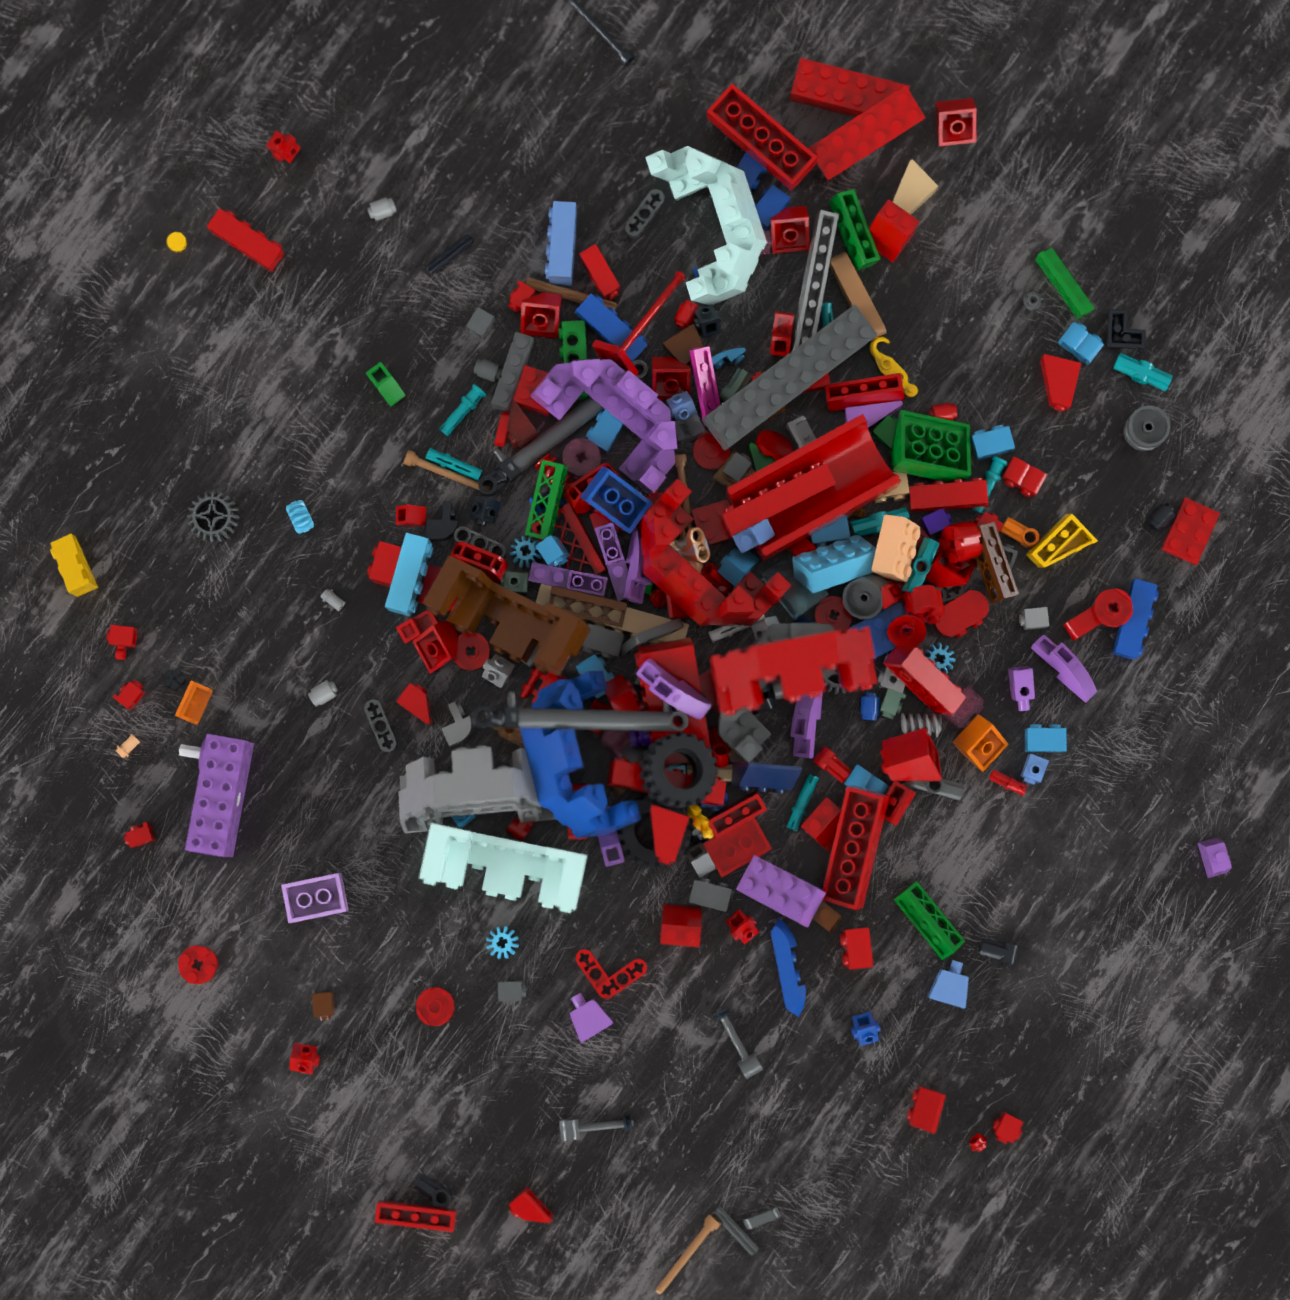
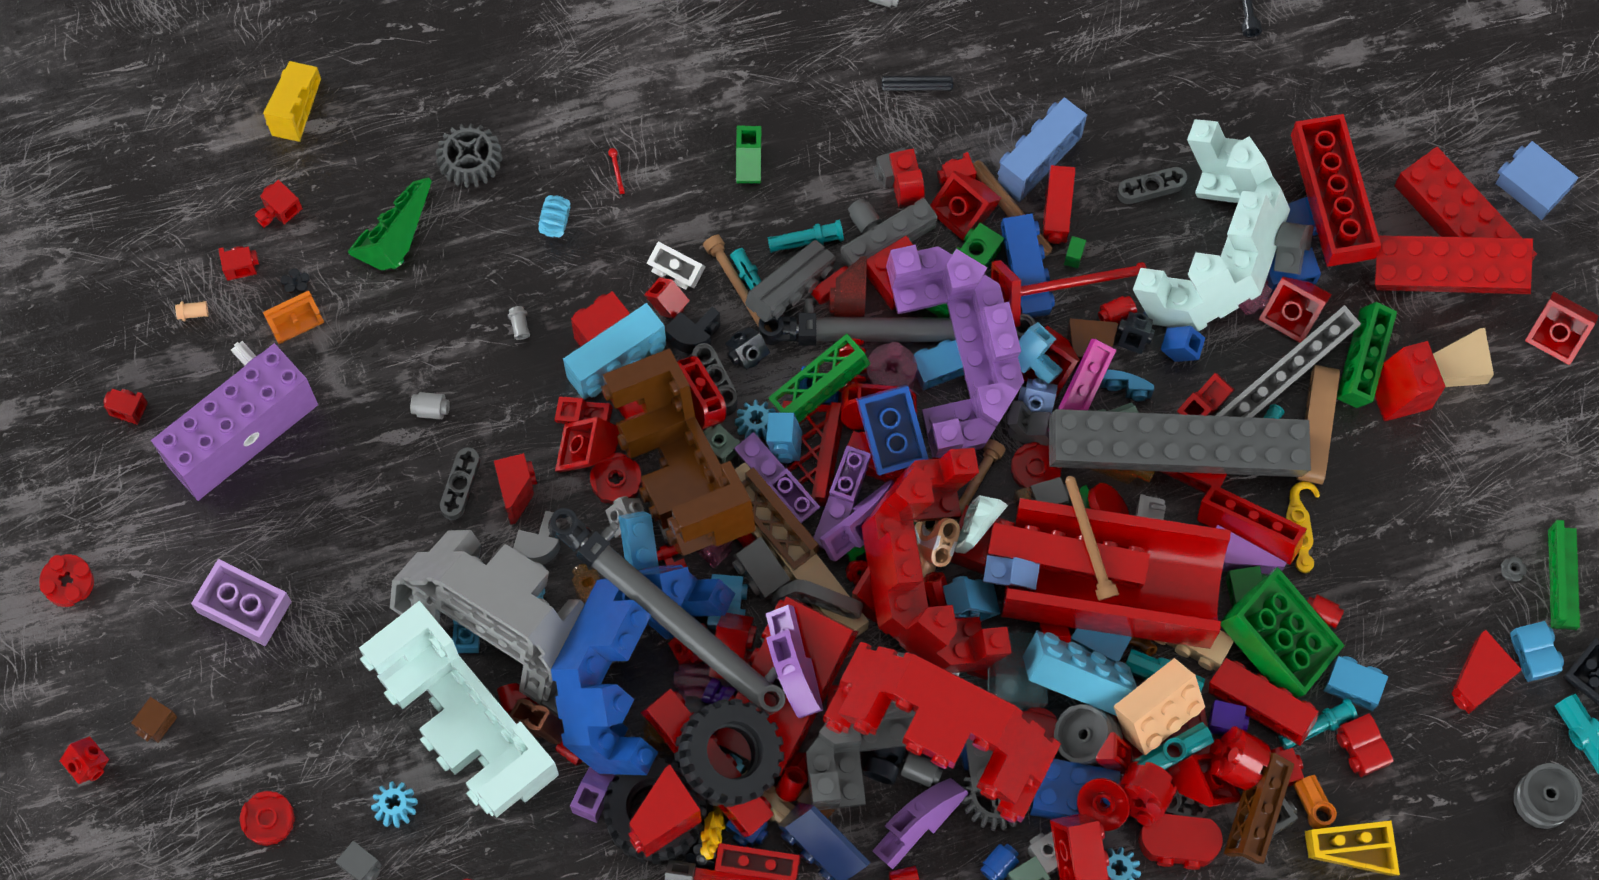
camera: 35 degrees right, 15 degrees down
(209, 605) = (393, 235): none -> green wedge
(299, 445) = (613, 153): none -> red hinge
(399, 491) = (673, 263): none -> white brick
(478, 448) = (790, 281): none -> dark grey brick
(496, 326) = (908, 178): none -> red brick
(519, 682) = (638, 540): none -> dark azure brick
(546, 832) = (538, 720): none -> copper brick
(632, 295) = (1075, 252): none -> green piece
(660, 384) = (1033, 348): none -> medium azure brick
(710, 517) = (978, 519): none -> light aqua slope
(741, 306) = (1183, 343): none -> blue brick
(761, 194) = (1291, 243): none -> dark grey brick
(816, 504) = (1105, 587): none -> medium nougat piece
(873, 32) = (1535, 179): none -> medium blue brick

